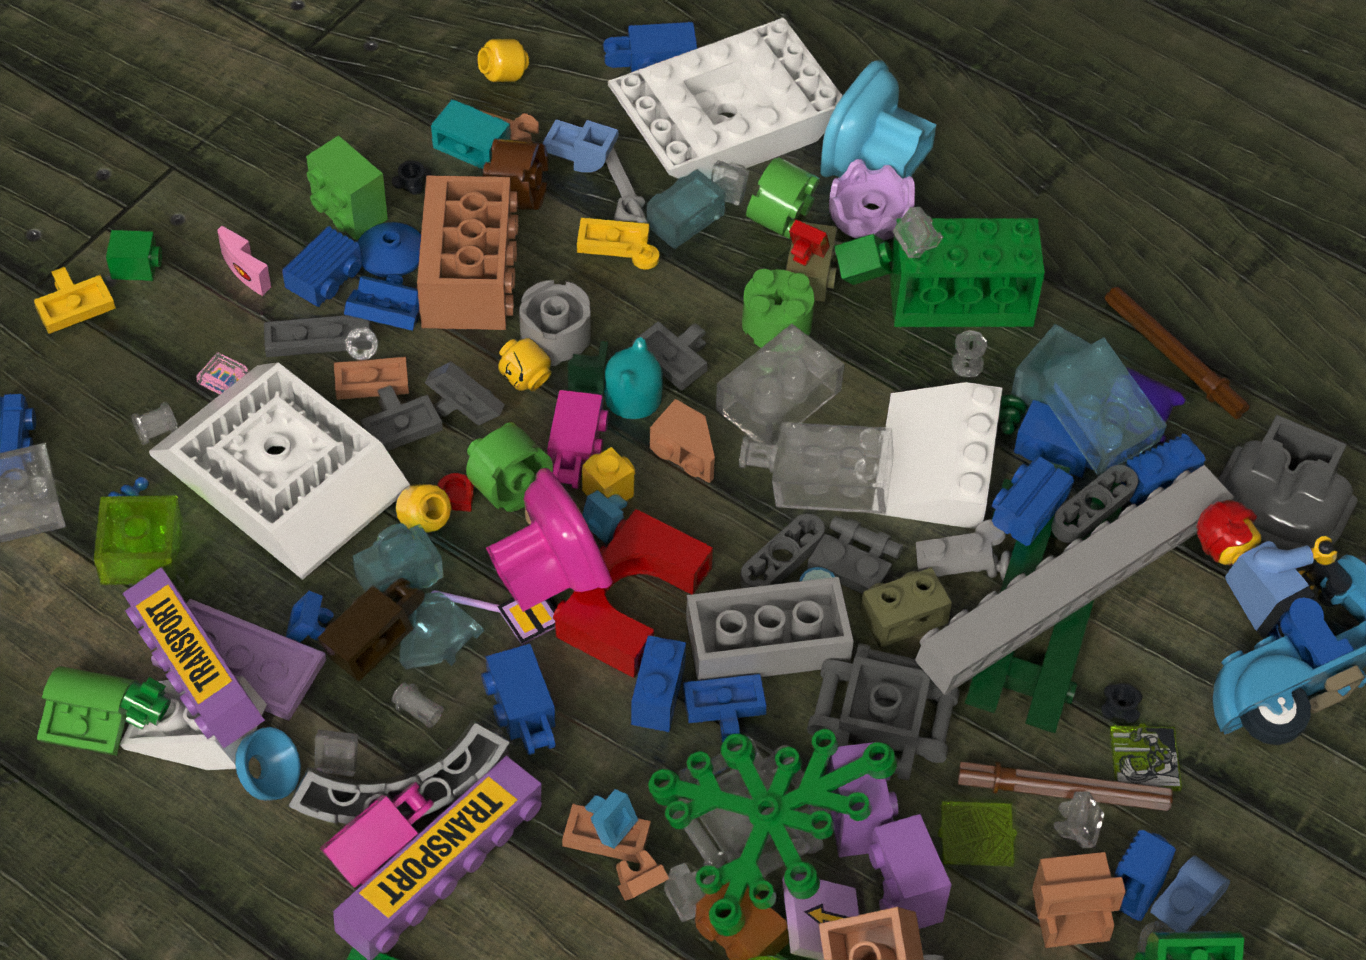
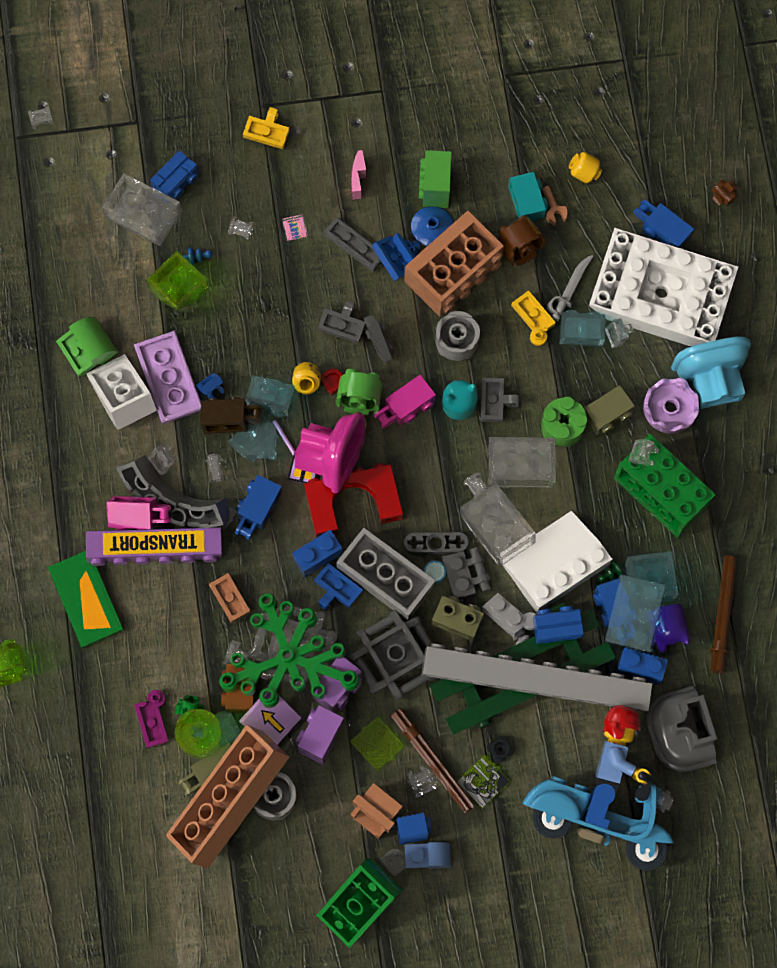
camera: 45 degrees right, 20 degrees up
(133, 255) = (314, 128): green brick -> none
(145, 703) = (105, 368): green gear -> none
(193, 659) = (139, 364): brick -> none
(277, 760) = (131, 447): dark azure piece -> none
(291, 502) = (273, 327): white slope -> none
(323, 266) = (389, 211): blue brick -> none
(356, 334) = (367, 264): clear bush -> none
(365, 377) = (353, 289): nougat plate -> none
(411, 177) = (478, 190): black plate -> none
(524, 364) = (423, 345): yellow head -> none
(584, 145) = (570, 249): medium blue brick -> none
(588, 372) = (449, 372): clear green panel -> none
(603, 514) = (379, 453): dark azure tile -> none
(609, 475) = (398, 437): yellow brick -> none
(612, 817) = (231, 595): dark azure tile -> none
(645, 878) = (220, 632): nougat tile -> none
(684, 439) = (453, 449): nougat slope -> none
(782, 196) = (628, 365): bright green brick -> none
(807, 241) = (605, 404): red tile -> none
(864, 259) = (627, 432): green brick -> none
(975, 355) = (626, 519): clear bush -> none
(1090, 517) = (604, 648): dark grey beam -> none

